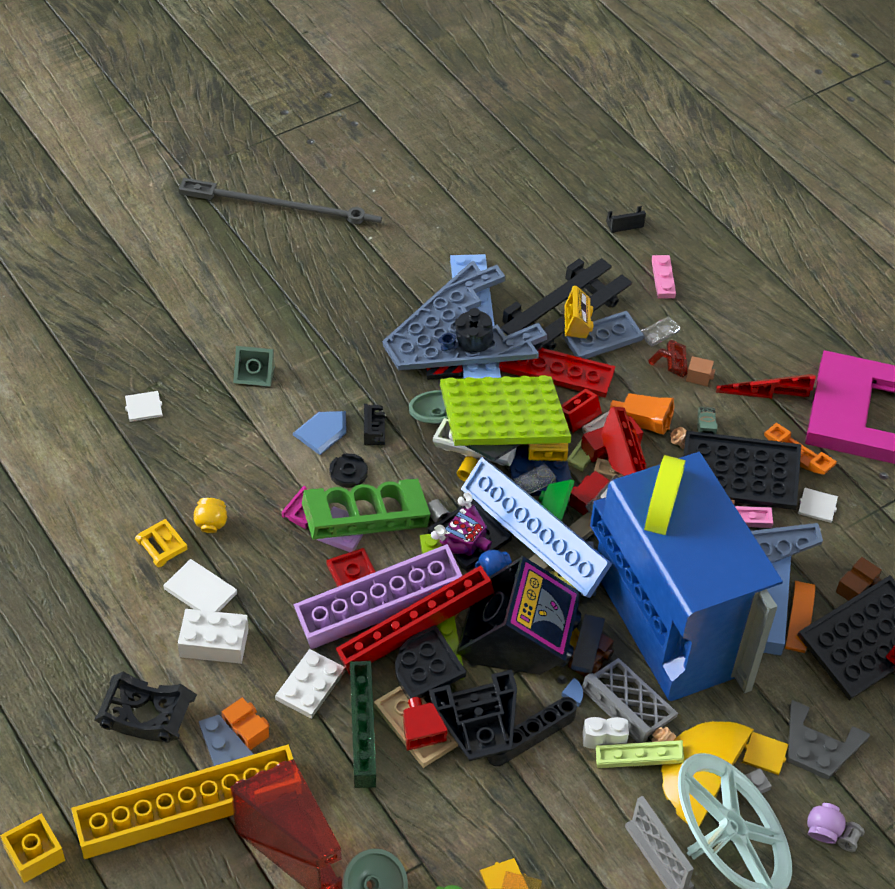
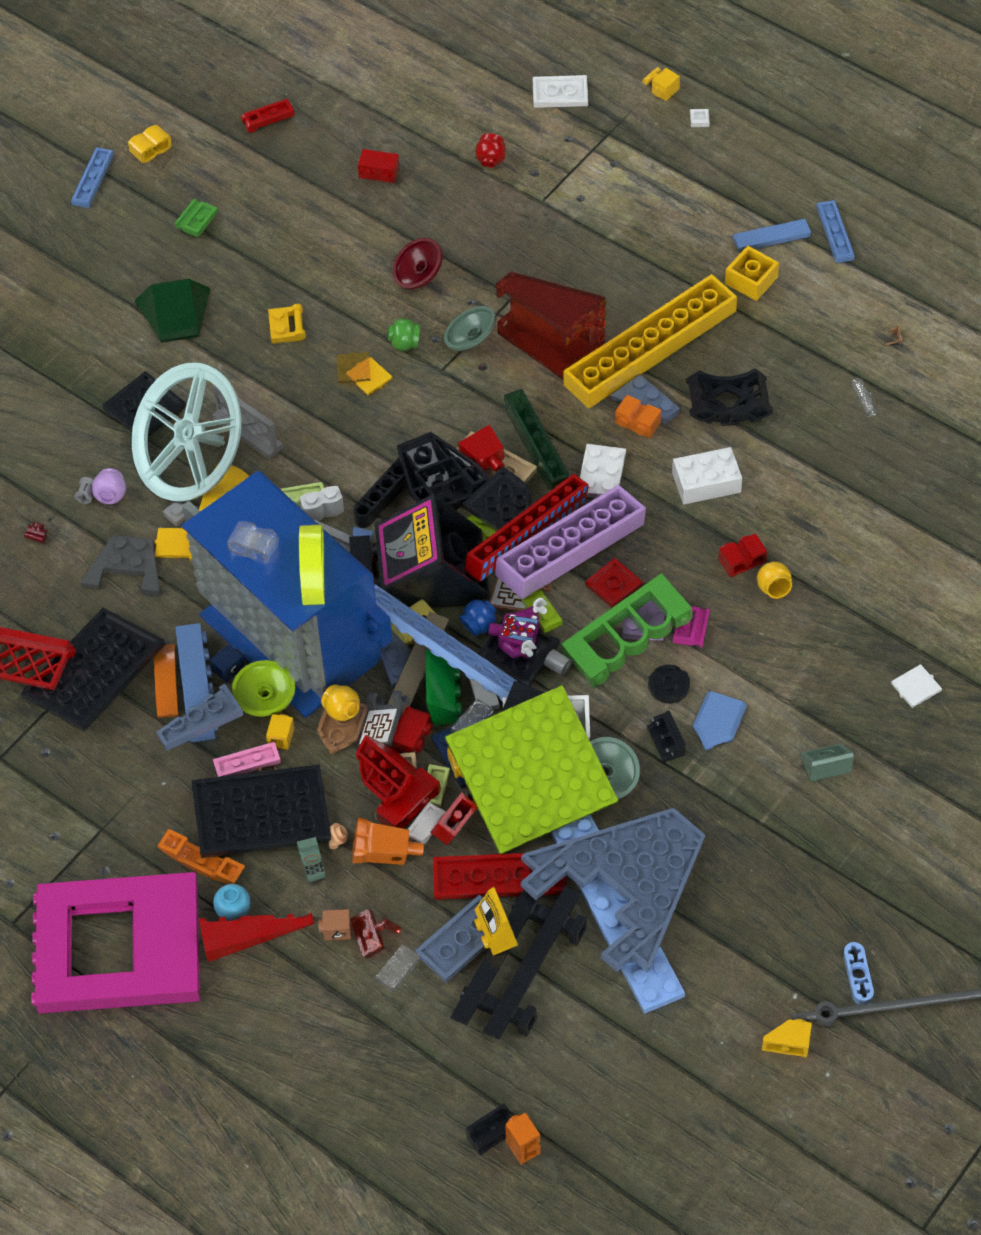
camera: 165 degrees right, 5 degrees up
(11, 670) = (864, 397): none -> clear pin
(166, 538) = (803, 551): yellow plate -> none
(199, 588) = (745, 518): white tile -> none
(224, 552) = (743, 555): none -> red brick
(316, 227) = (862, 965): none -> light blue beam
(391, 207) = (789, 1038): none -> yellow slope
(448, 342) = (628, 835): dark blue plate -> none
(474, 330) = (602, 851): black brick -> none
(608, 197) = (522, 1138): none -> orange brick
(663, 276) = (417, 1059): bright pink plate -> none
(717, 529) = (253, 542): none -> clear brick
(781, 407) = (232, 902): none -> medium azure piece
(817, 505) = (170, 808): white piece -> none
(860, 578) = (113, 727): reddish brown brick -> none

